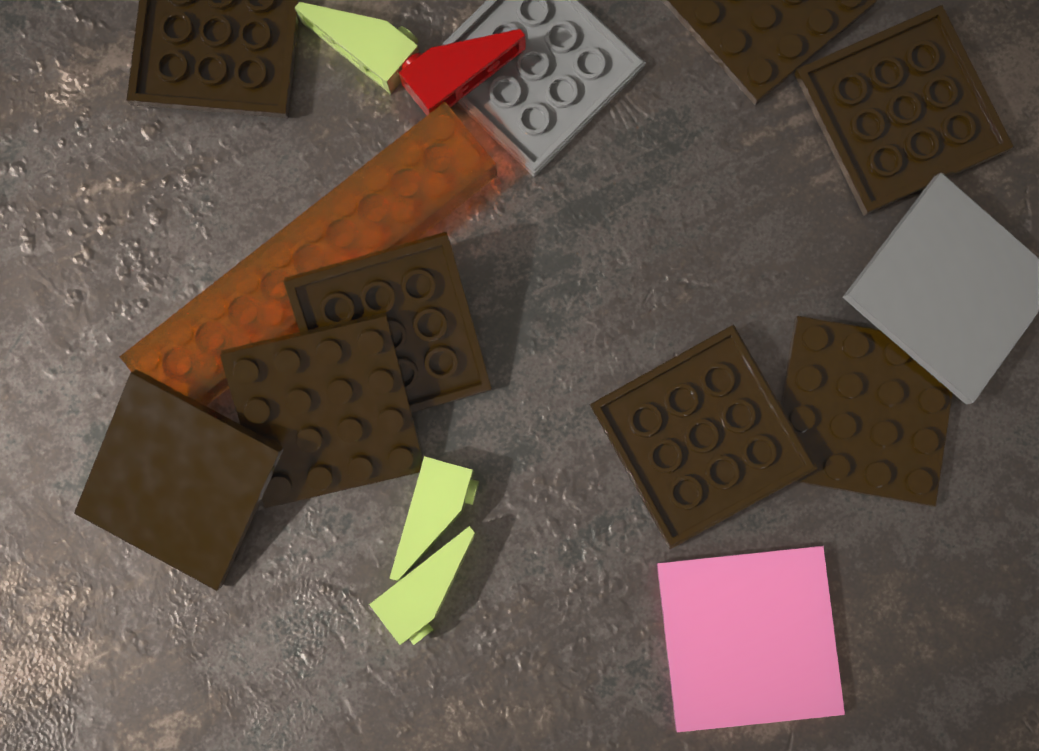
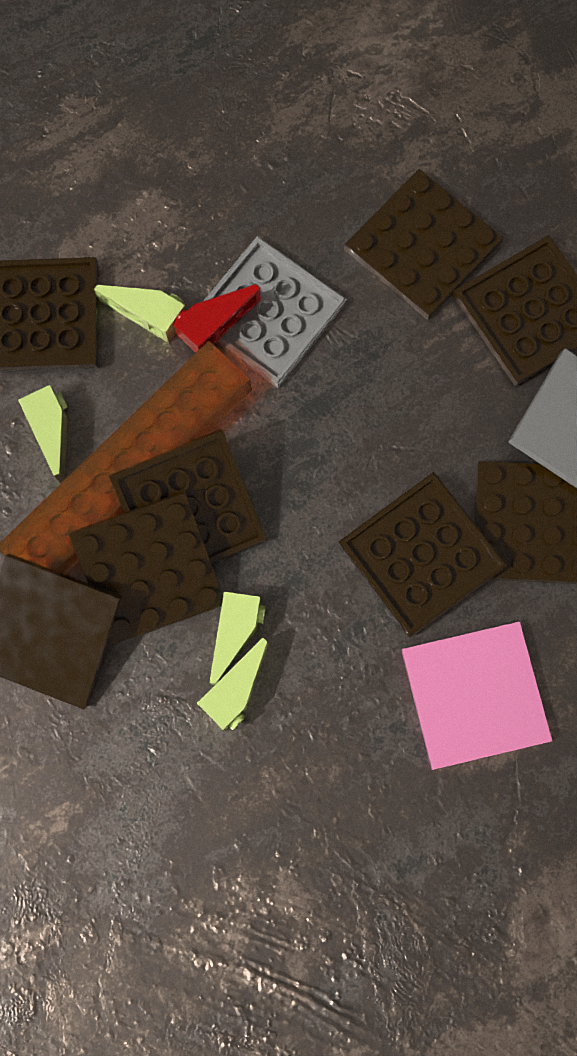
camera: 10 degrees left, 5 degrees down
(212, 192) = (49, 424): none -> yellowish green slope

